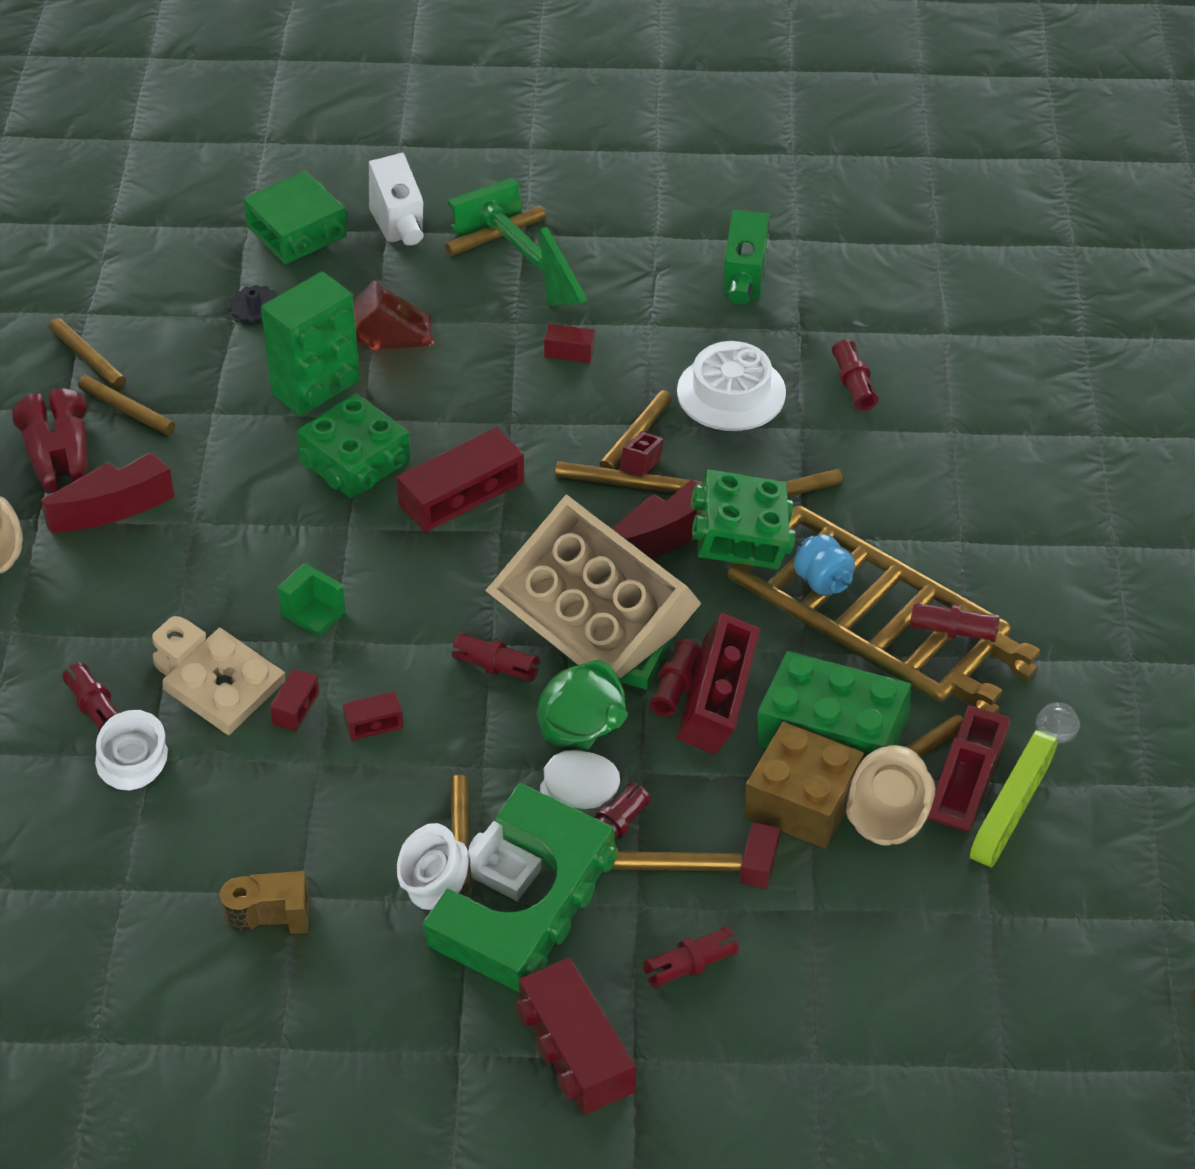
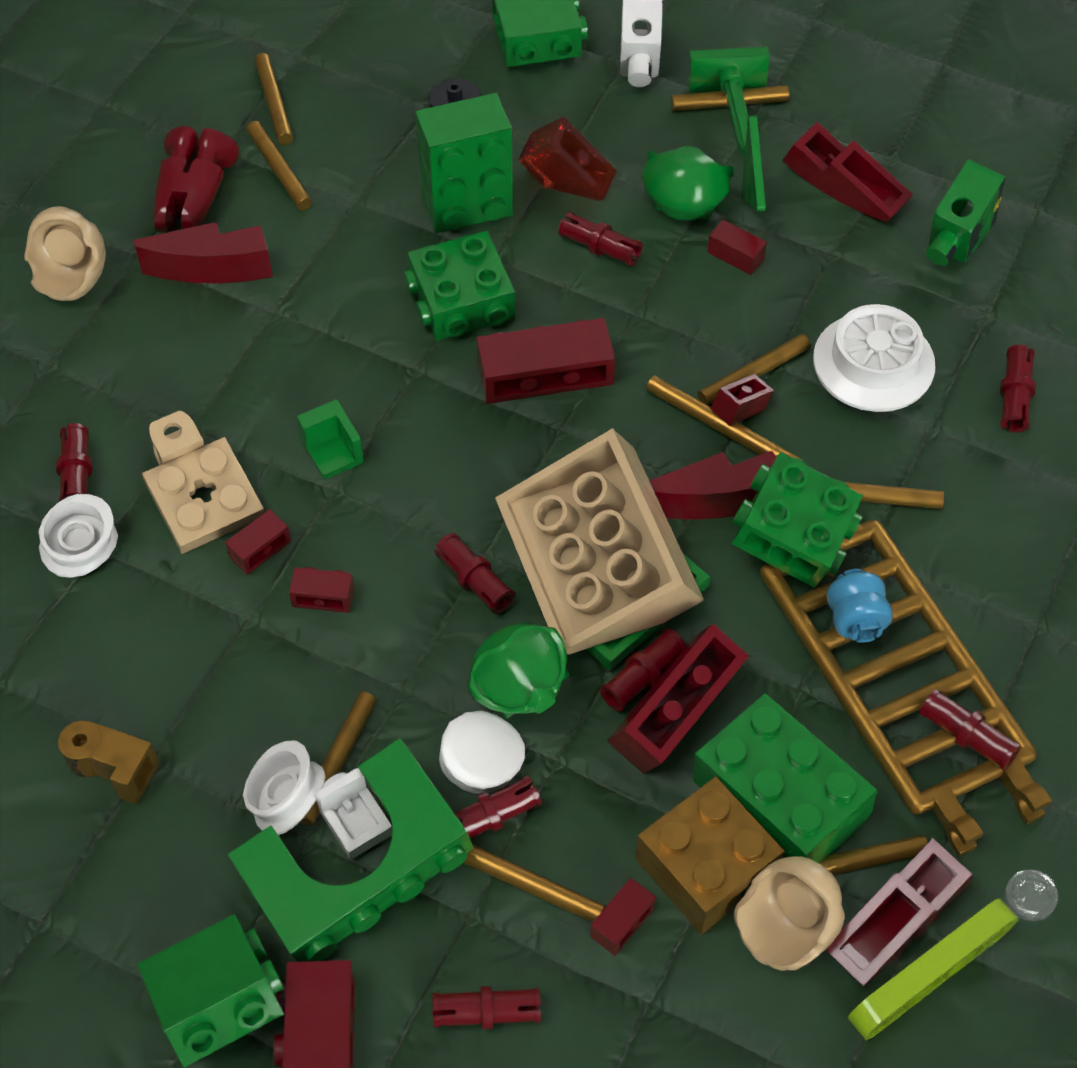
camera: 25 degrees right, 10 degrees up
(451, 372) = (600, 238): none -> dark red pin
(468, 1022) = (212, 989): none -> green brick
(502, 304) = (685, 182): none -> green helmet
(629, 258) = (846, 174): none -> dark red slope

